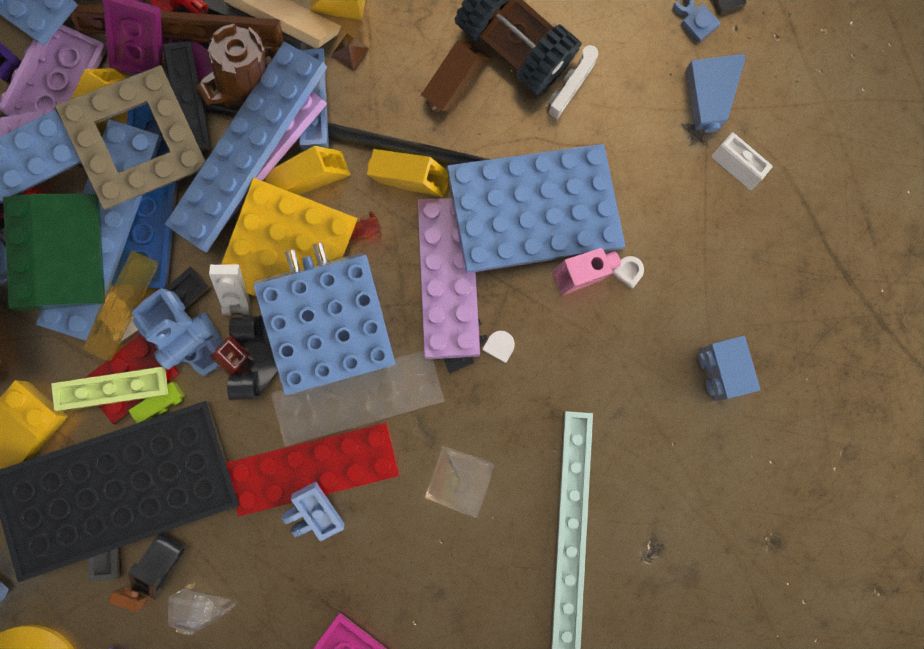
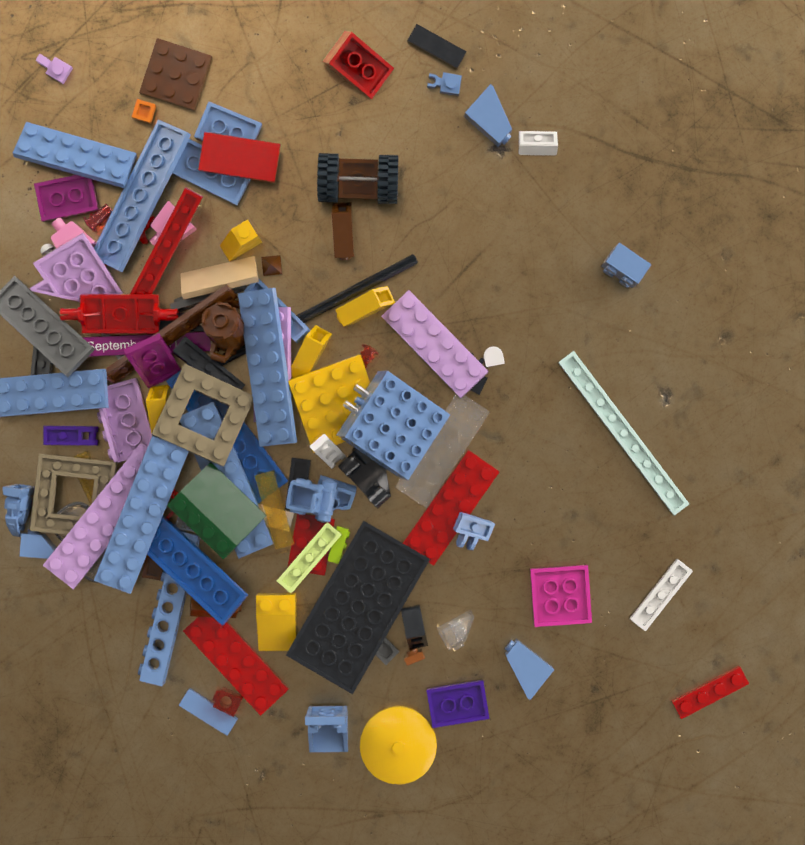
camera: 40 degrees left, 5 degrees up
(229, 355) = (356, 485): clear red tile -> none
(460, 481) = (534, 446): clear slope -> none
(534, 207) = (449, 266): medium blue plate -> none
(573, 81) = (409, 178): white plate -> none
(585, 270) = (505, 277): bright pink torso -> none
(629, 271) = (528, 256): white tile -> none

